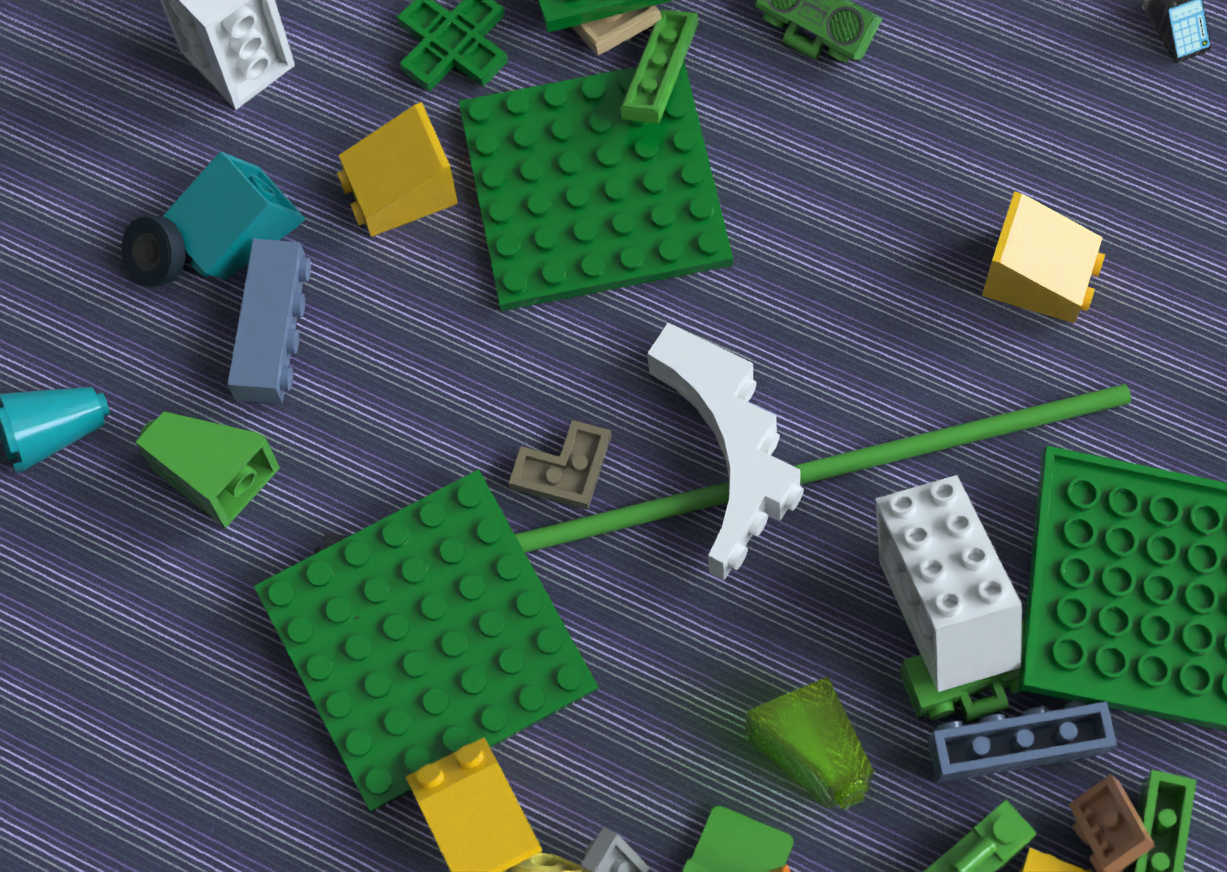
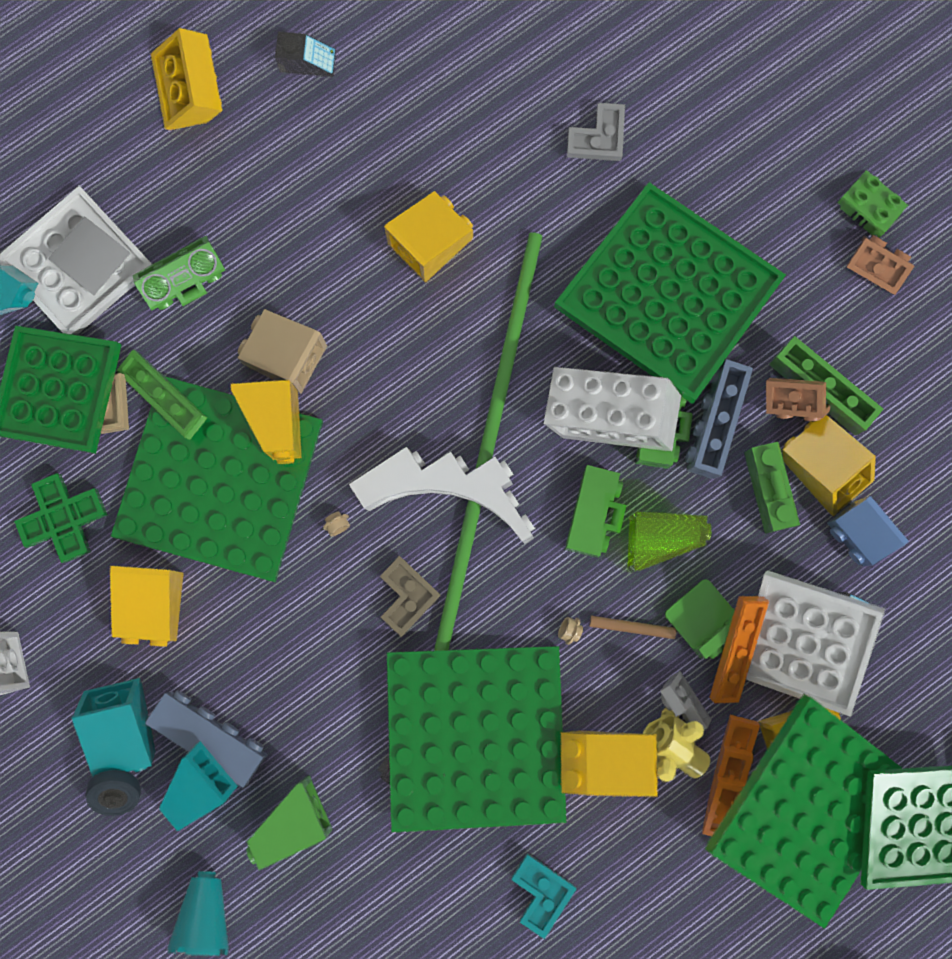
camera: 70 degrees left, 15 degrees up
(203, 329) = (196, 788): none -> teal slope
(267, 835) = (549, 891): none -> teal plate
(611, 340) = (336, 523): none -> tan plate
(627, 692) = (570, 630): none -> tan plate
(675, 774) = (632, 627): none -> medium nougat bar
(699, 190) = (273, 417): none -> yellow slope
(792, 172) = (282, 349): none -> tan slope
(801, 638) = (588, 521): none -> bright green piece

